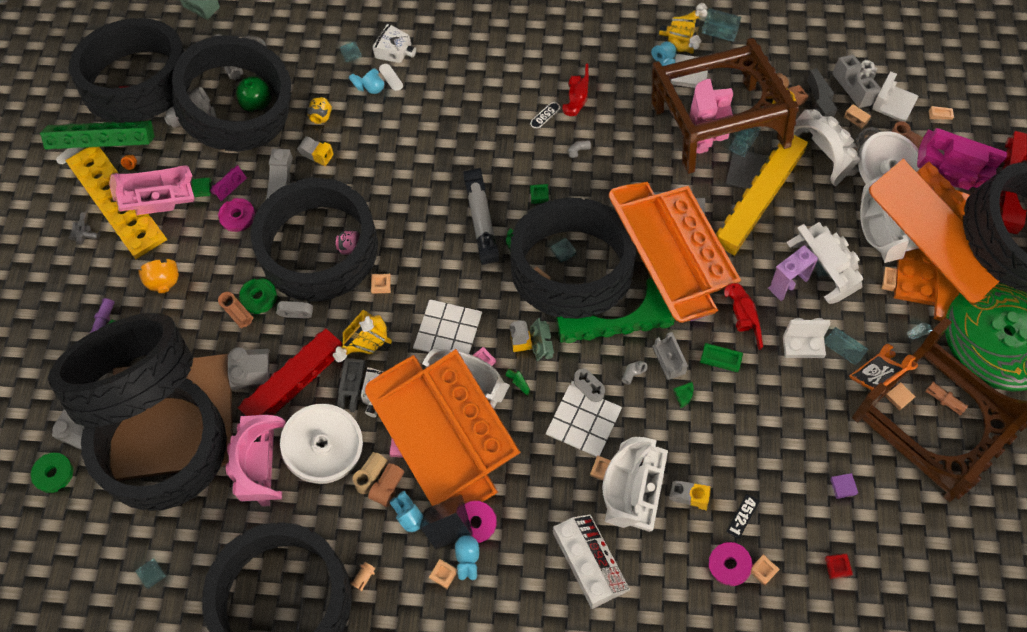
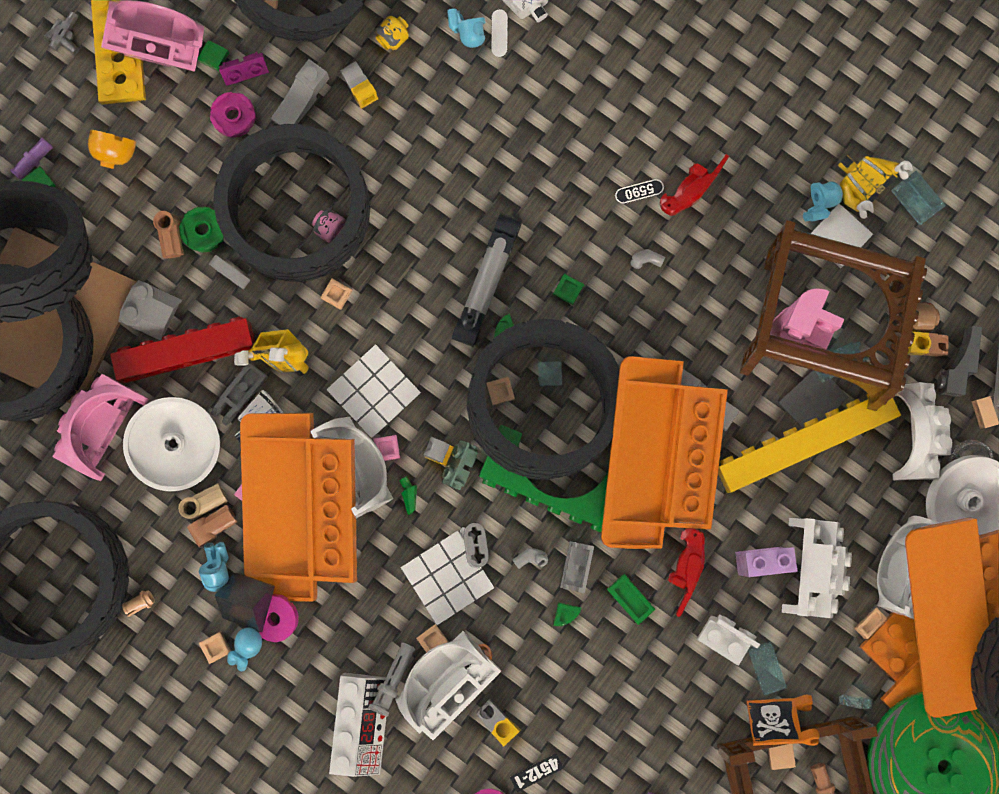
camera: 30 degrees right, 20 degrees up
(595, 517) = (387, 690): none -> light grey pin

